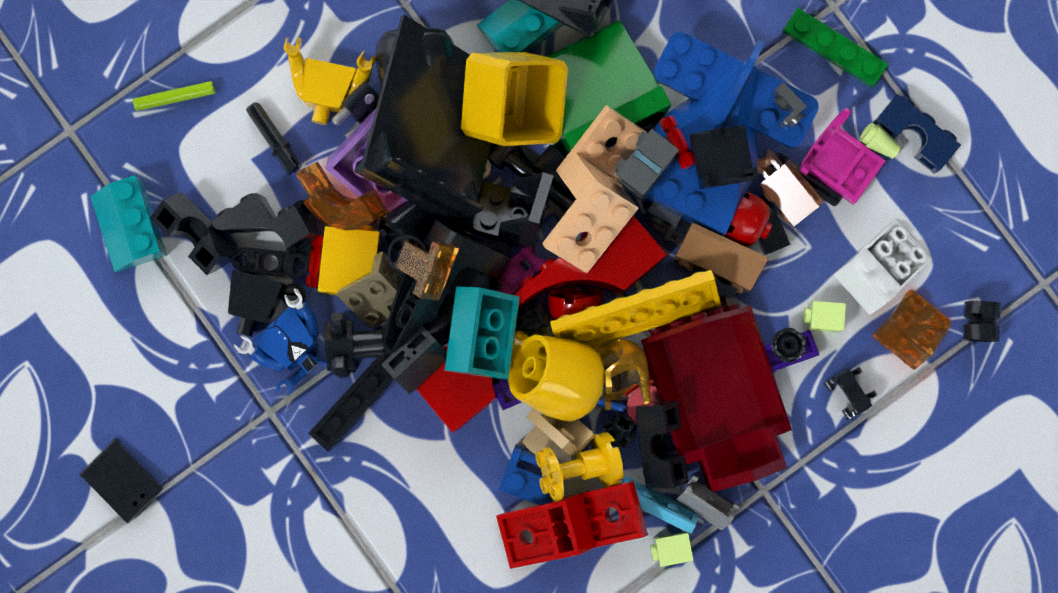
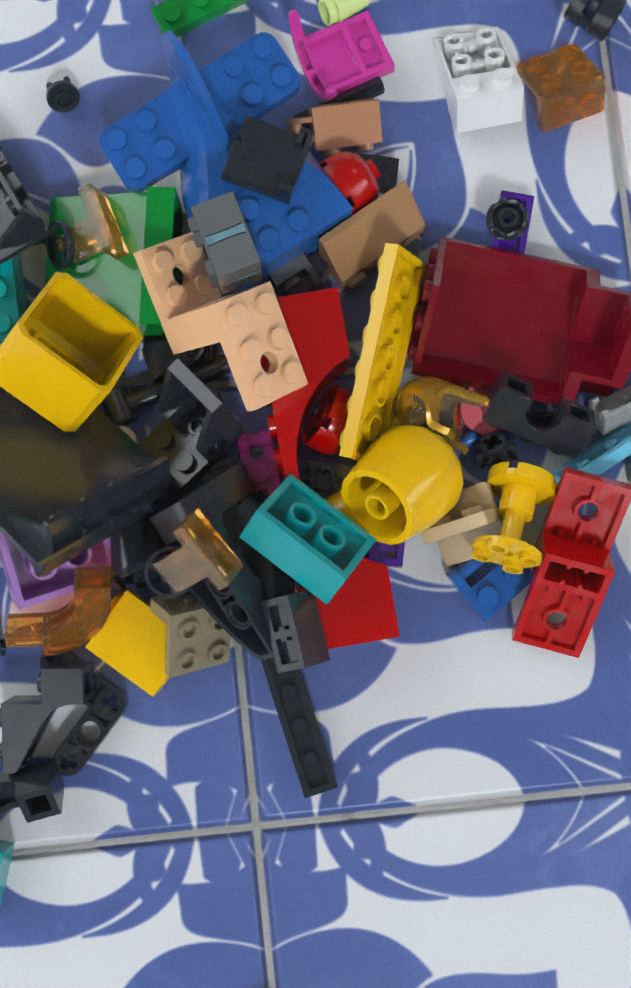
camera: 55 degrees left, 0 degrees up
(253, 300) = (120, 775): black torso -> none
(287, 339) = (187, 762): blue torso -> none
(289, 292) = (141, 726): black piece -> none
(297, 377) = (233, 765): blue piece -> none
(315, 262) = (119, 681): red axle -> none
(346, 345) = (231, 700): black piece -> none
(606, 64) = (88, 237): none -> clear orange piece
(677, 139) = (246, 199): red axle -> none
(787, 100) = (248, 54): dark grey bracket -> none
(824, 316) = (496, 166): yellowish green brick -> none
(852, 391) = (606, 181): black piece -> none

